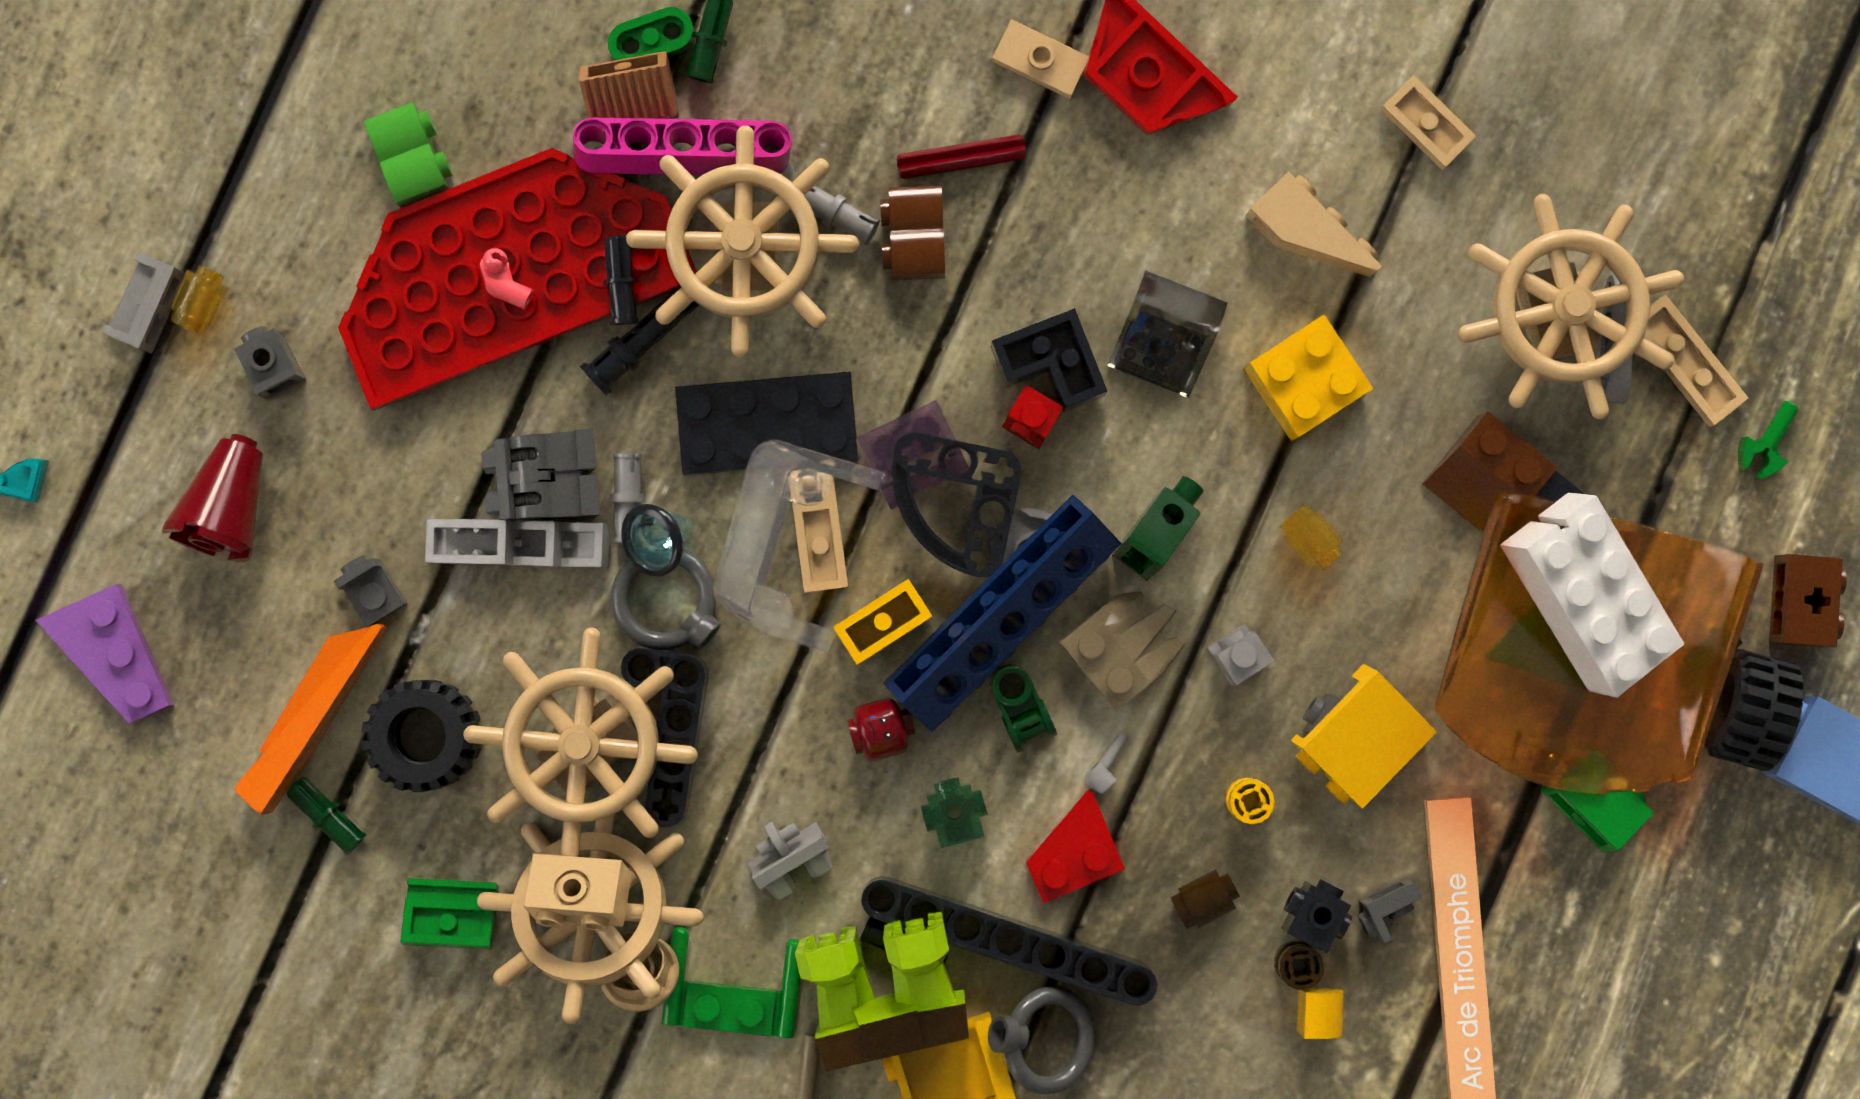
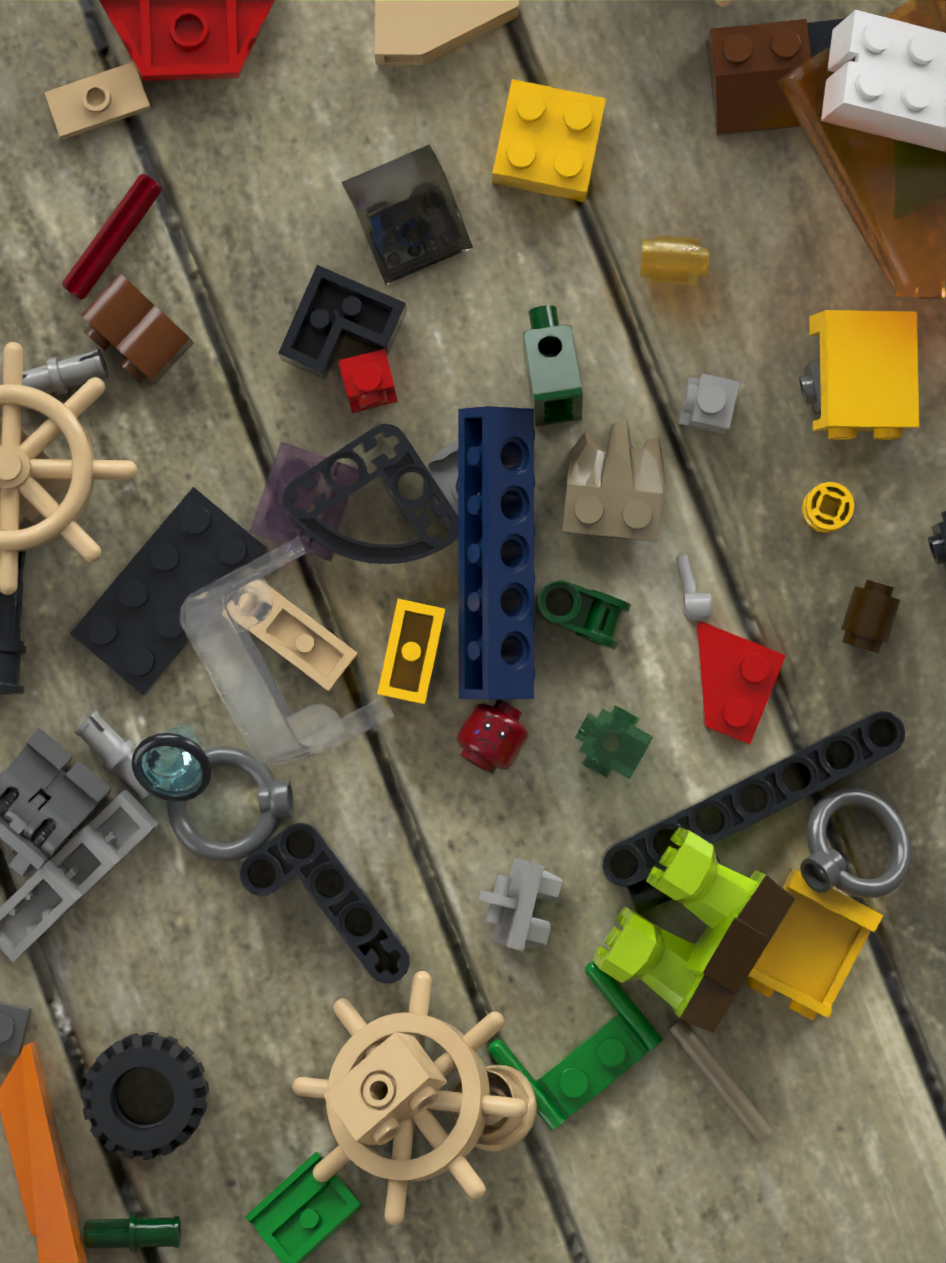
camera: 45 degrees left, 0 degrees up
(582, 747) = (279, 978): tan piece -> none

